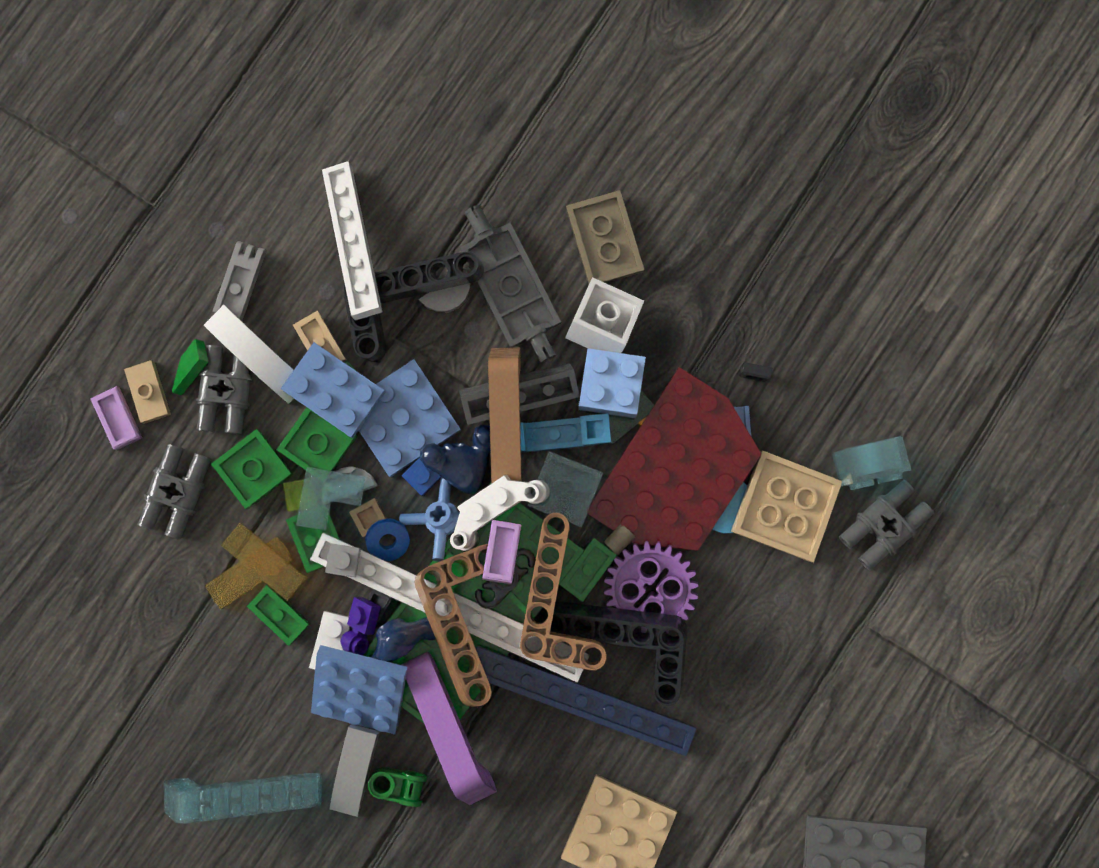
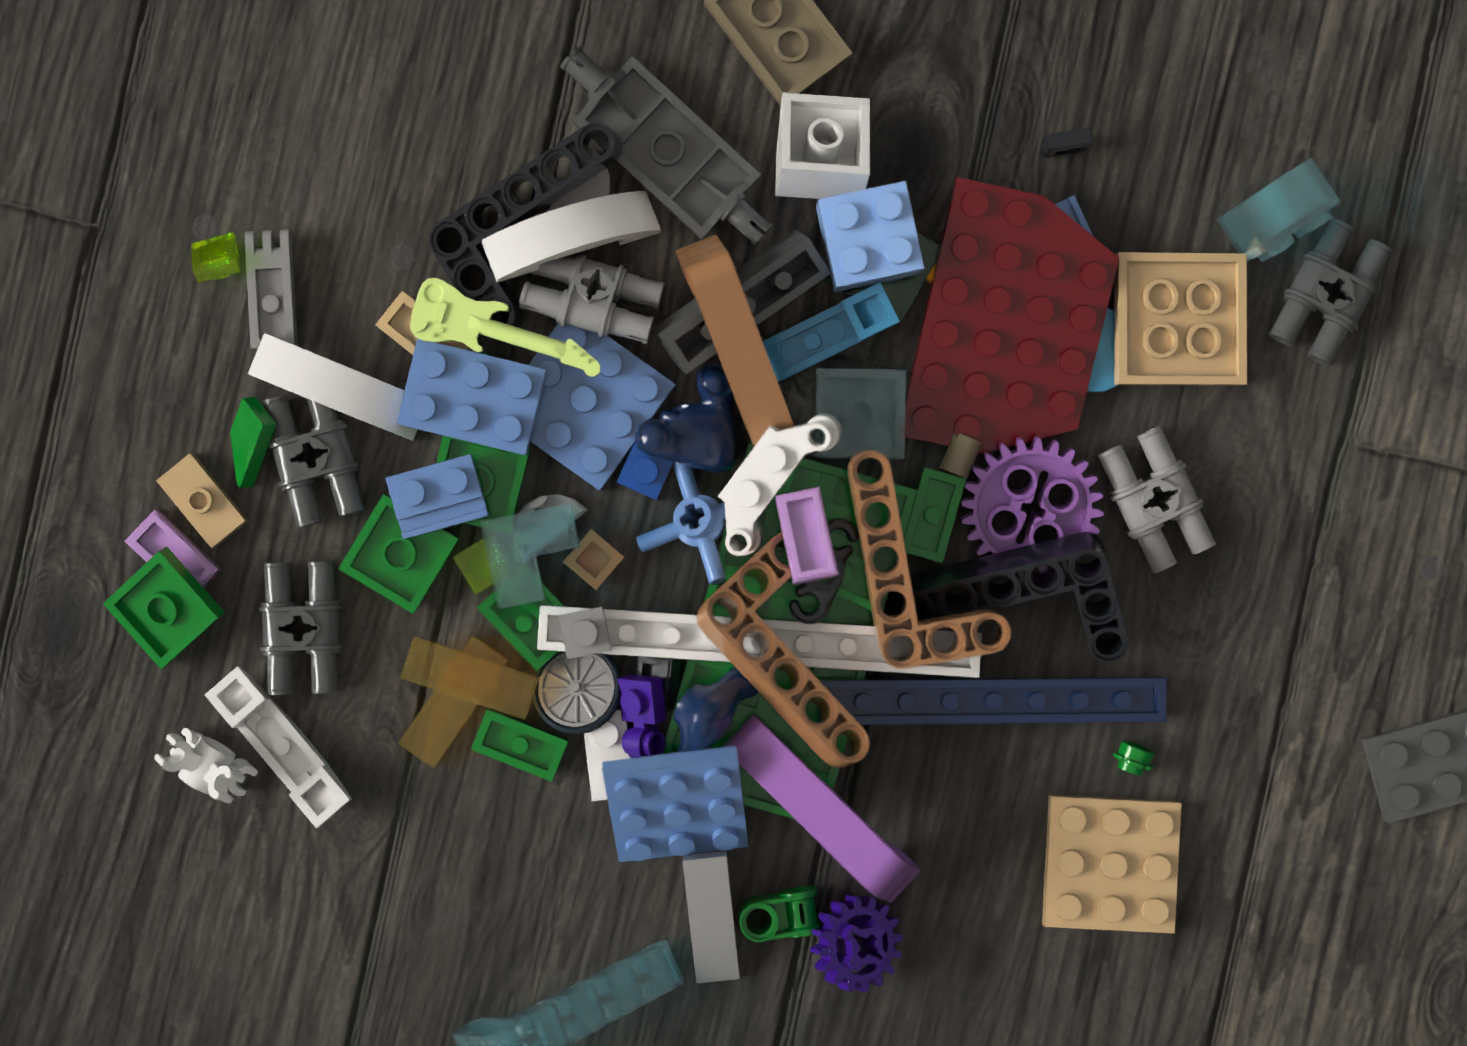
camera: 25 degrees left, 5 degrees up
(80, 553) = (206, 765): none -> white pin
(96, 447) = (163, 607): none -> green plate
(133, 557) = (280, 744): none -> white slope
(214, 249) = (215, 257): none -> clear neon green plate
(288, 442) = (437, 496): none -> medium blue plate
(326, 596) = (577, 692): none -> light grey wheel
(337, 335) = (447, 315): none -> yellowish green piece
(352, 241) = (414, 169): white plate -> none
(384, 527) = (619, 567): blue piece -> none
(425, 825) = (841, 950): none -> dark purple gear
(430, 356) = (600, 312): none -> light grey pin
(433, 312) = (569, 231): none -> white slope
(657, 771) = (1134, 757): none -> green plate
(744, 622) = (1179, 505): none -> light grey pin

